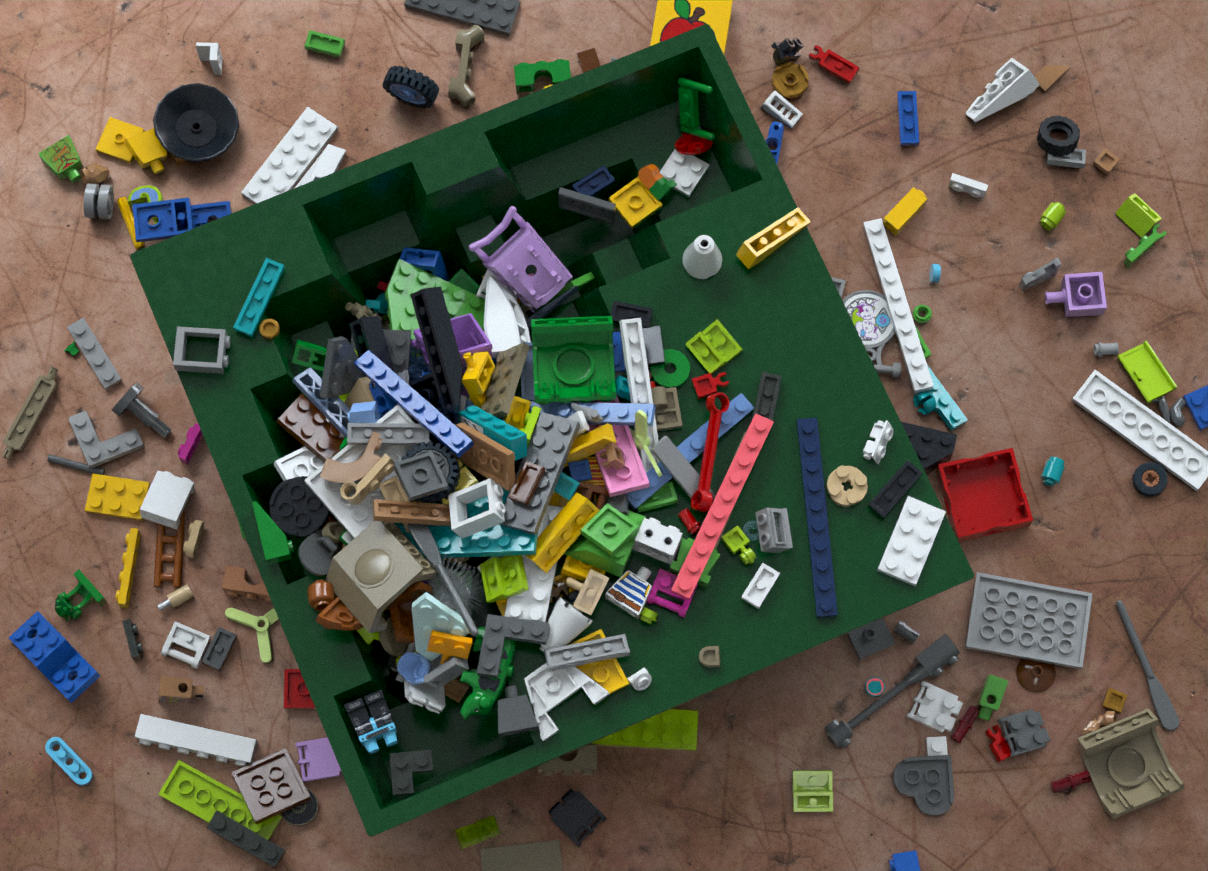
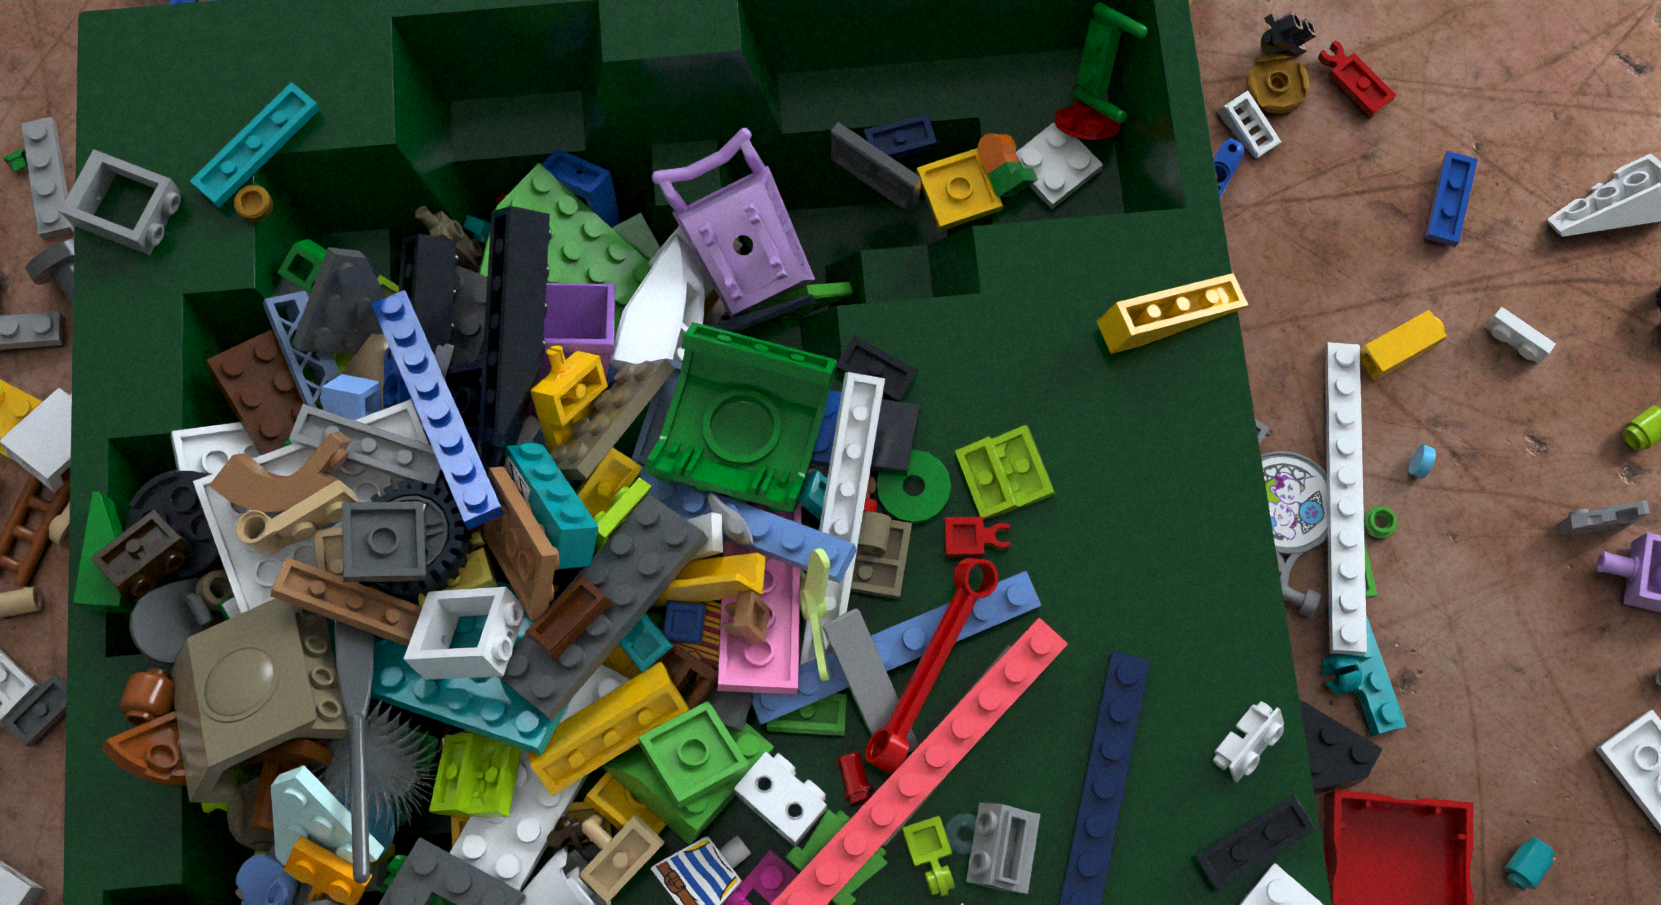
camera: 20 degrees right, 0 degrees up
(293, 525) = (141, 556): none -> dark brown bracket
(702, 258) = (1035, 308): white cone -> none
(767, 395) = (1072, 591): pearl dark grey plate -> none
(851, 496) = (1143, 807): tan plate -> none

